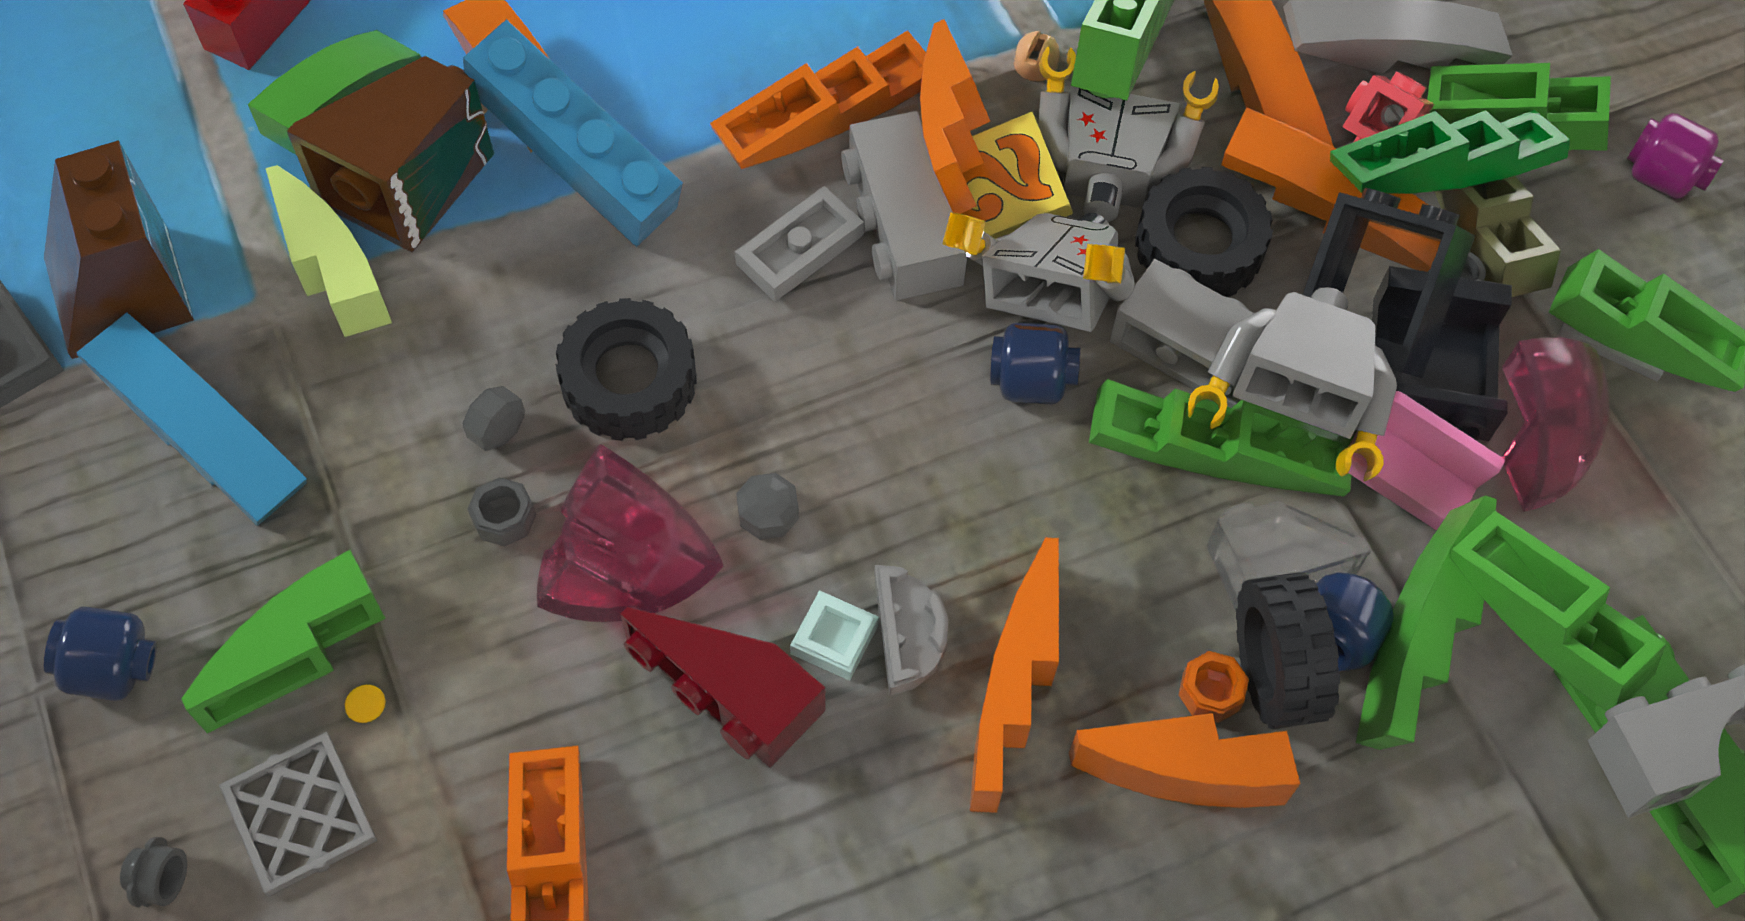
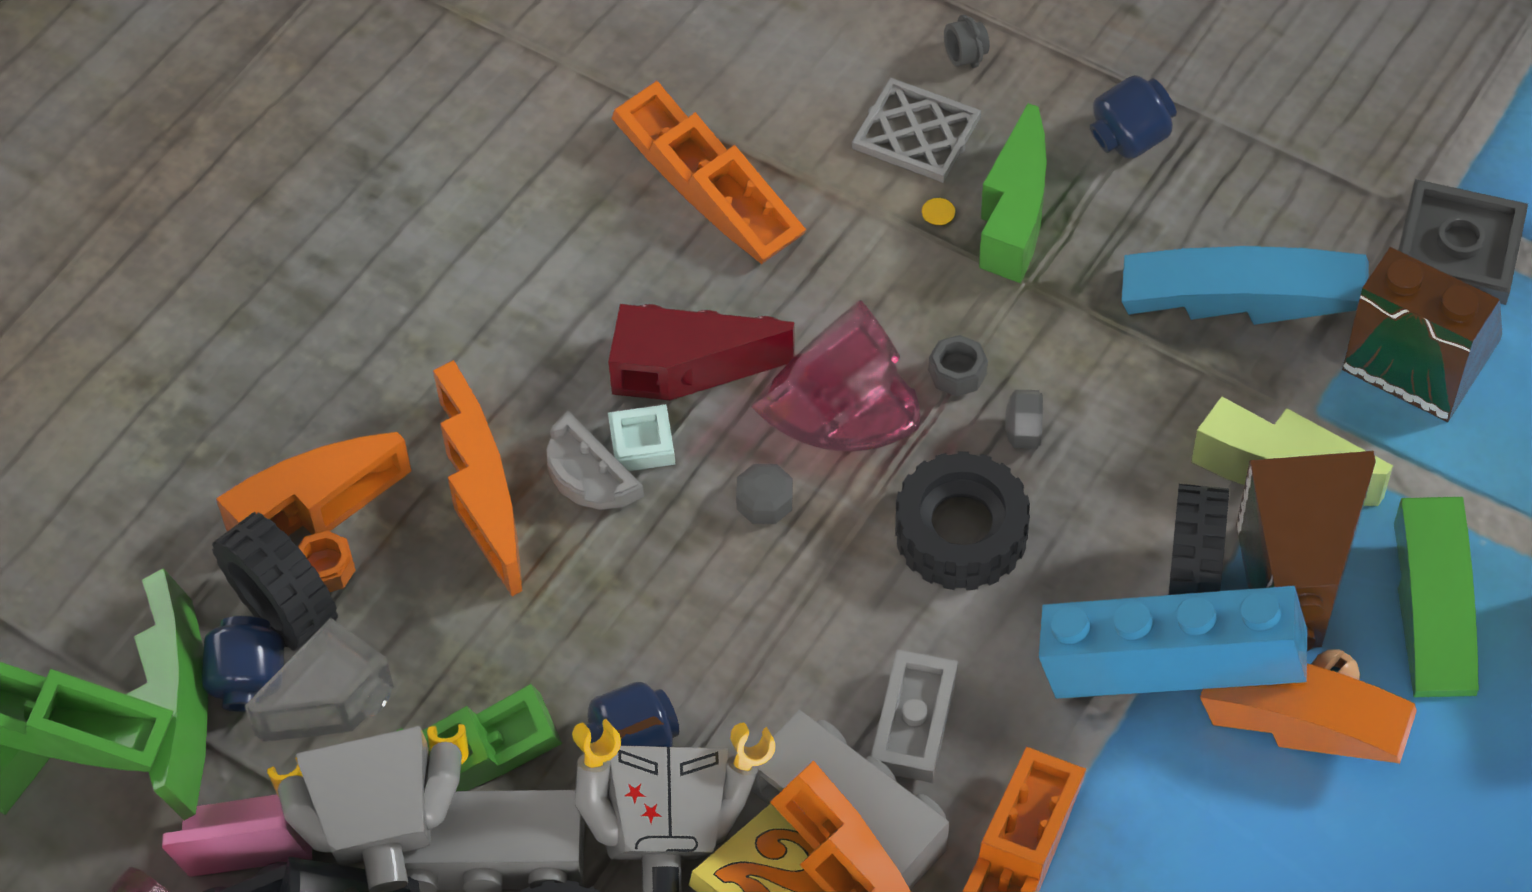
camera: 150 degrees right, 5 degrees down
(483, 190) = (1199, 539): none -> black tyre

